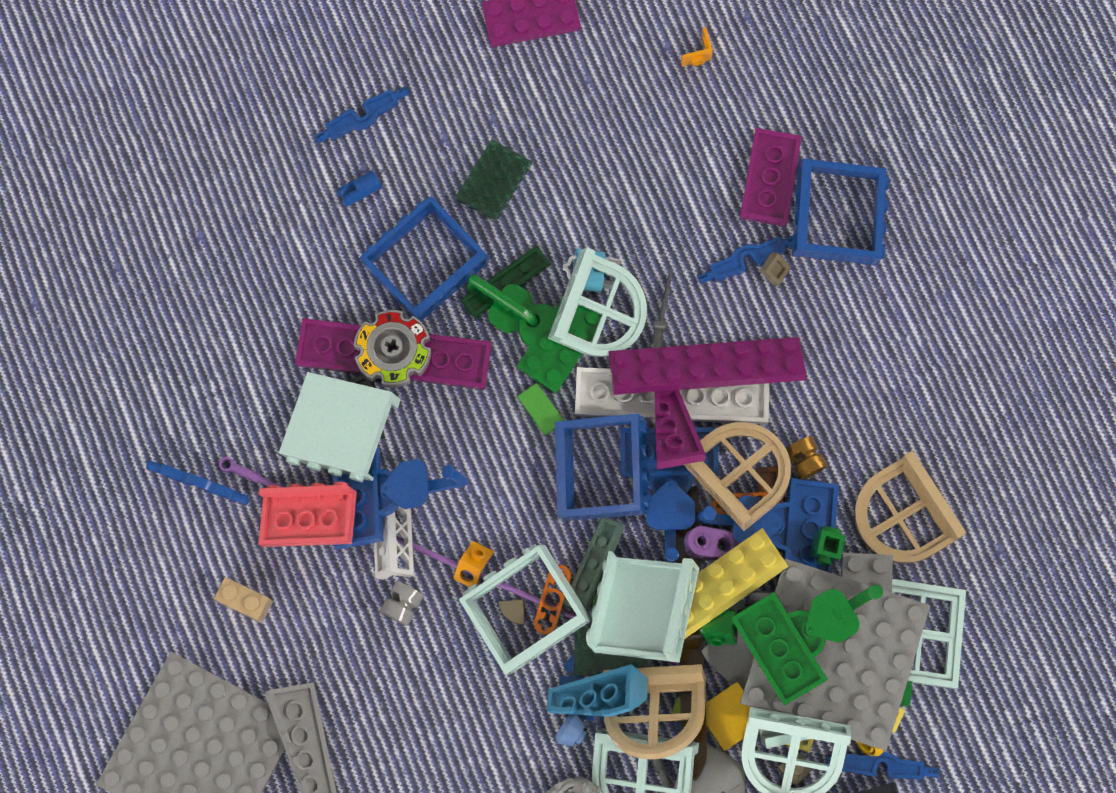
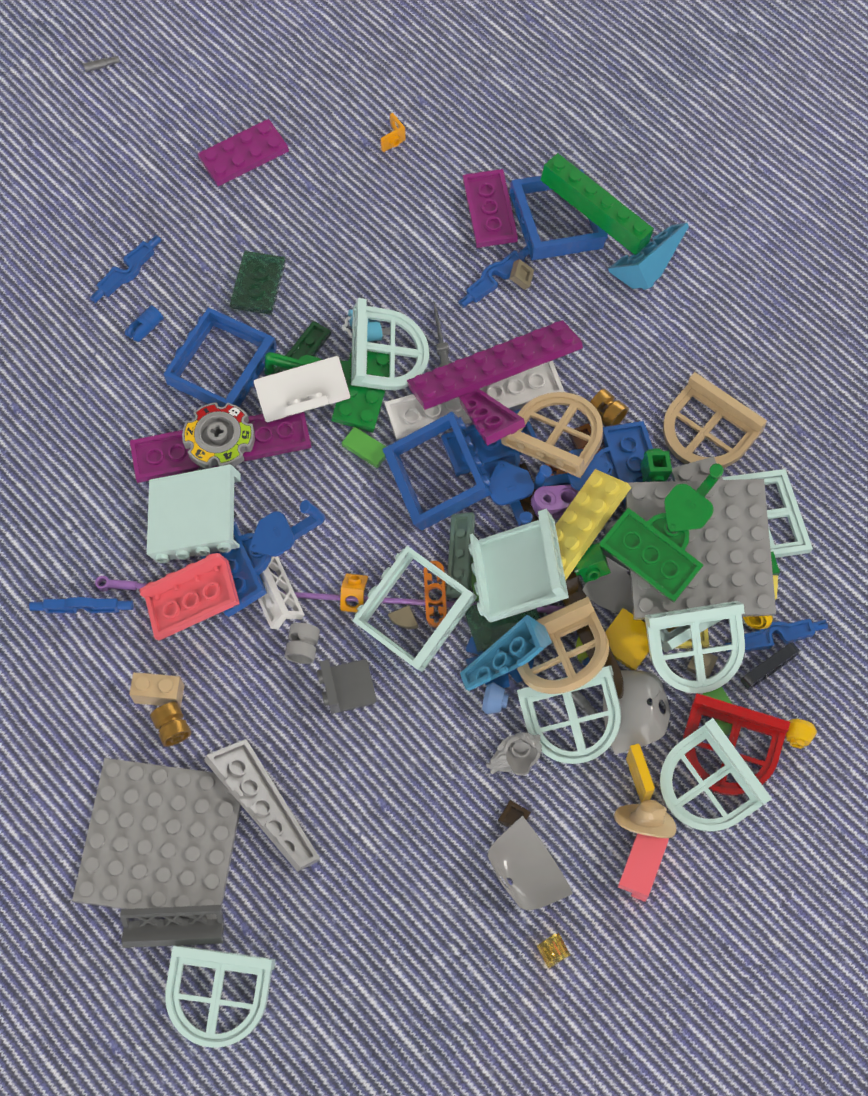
camera: 20 degrees left, 10 degrees down
(245, 641) = (171, 725): none -> pearl gold wheel
(430, 663) = (346, 685): none -> dark grey bracket
(495, 328) = (301, 389): none -> white bracket
(882, 220) = (596, 204): none -> green brick
(915, 302) = (651, 261): none -> dark azure wedge

